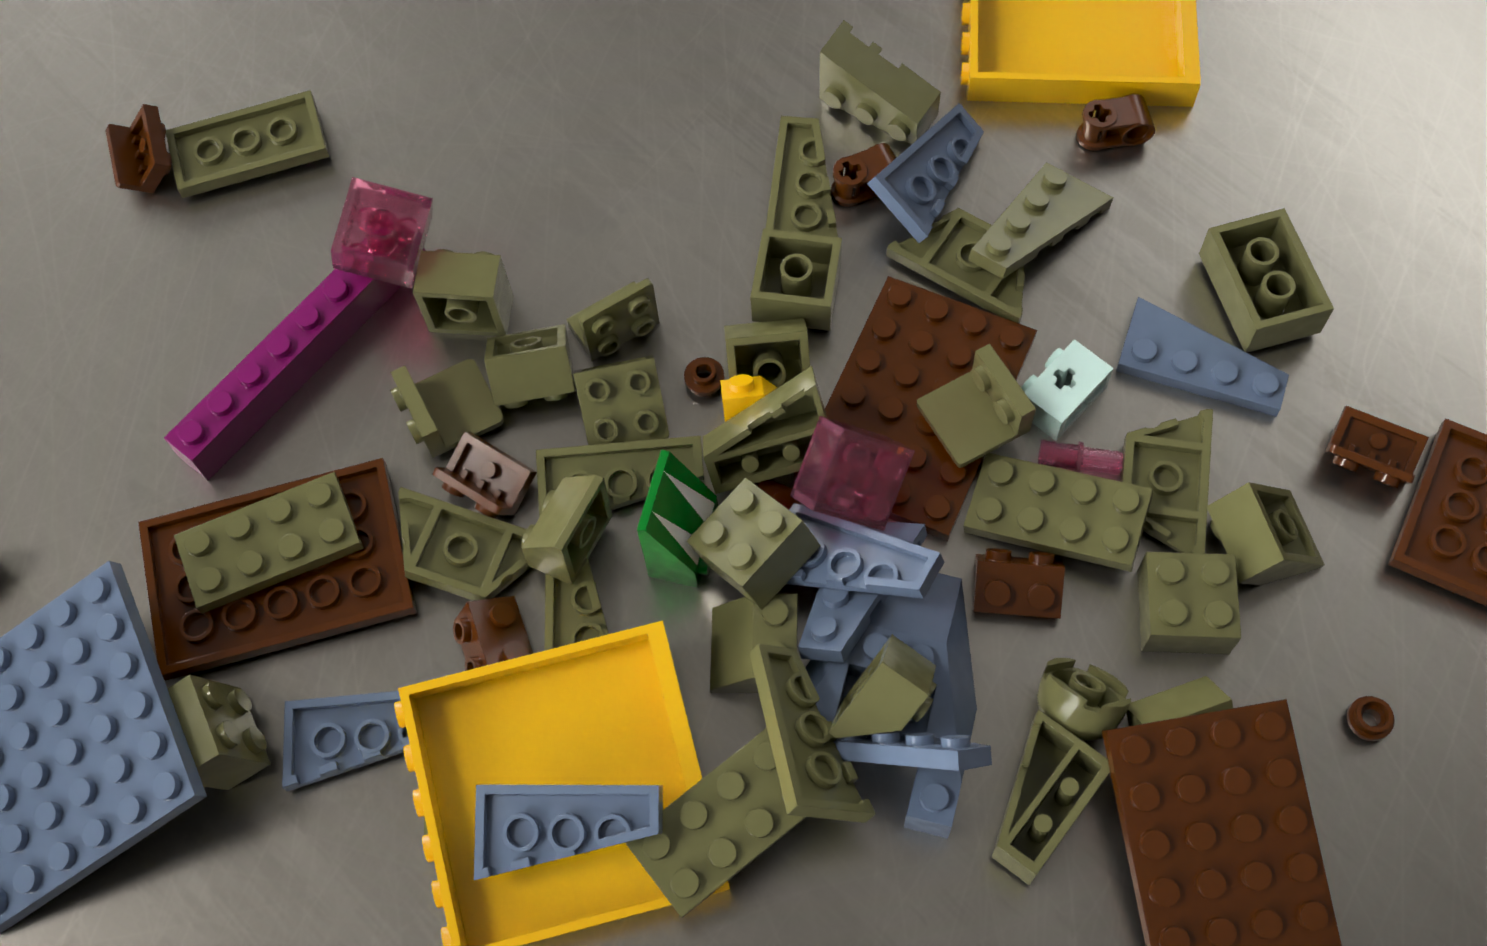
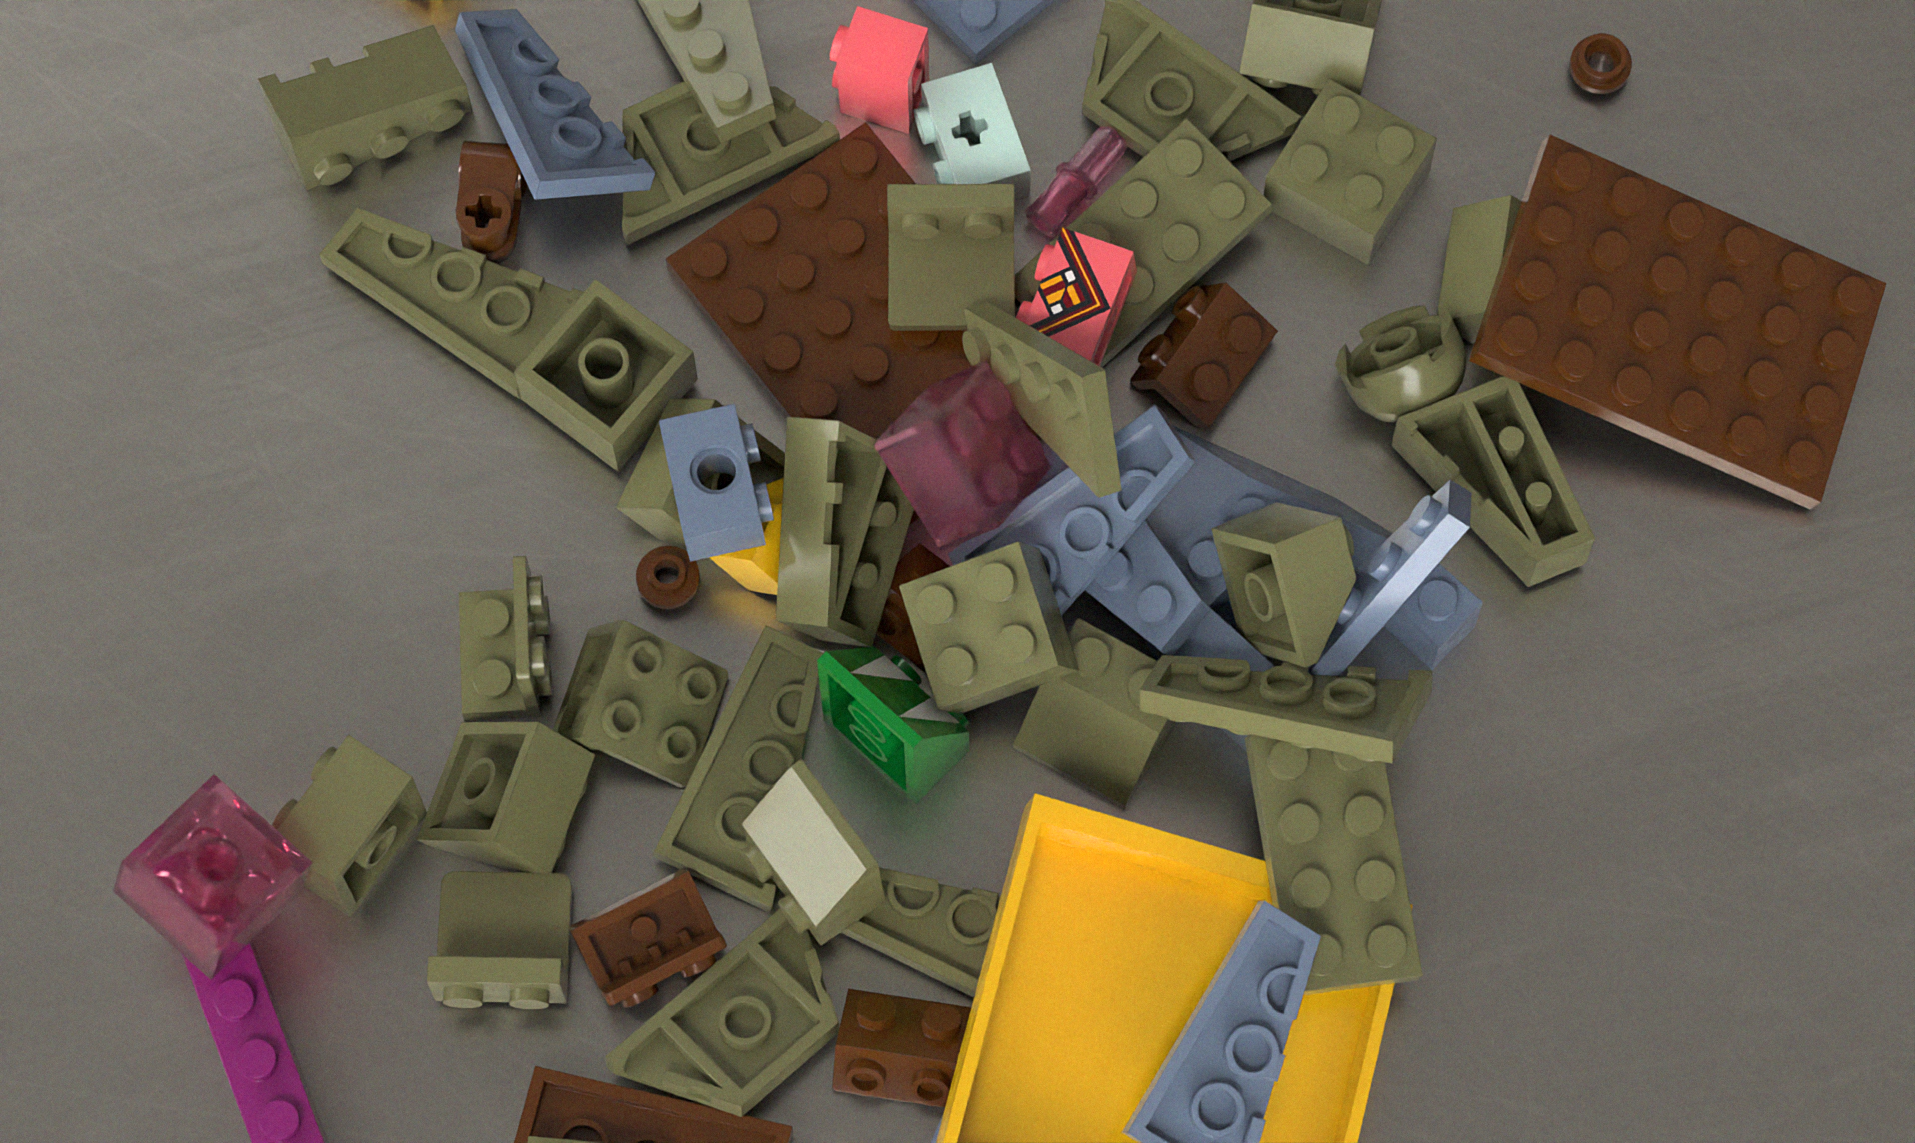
camera: 65 degrees left, 5 degrees up
(756, 330) = (707, 445): none -> sand blue brick
(911, 491) = (1052, 391): none -> olive wing
(991, 489) = (1080, 292): none -> brick
(1068, 311) = (880, 68): none -> coral brick

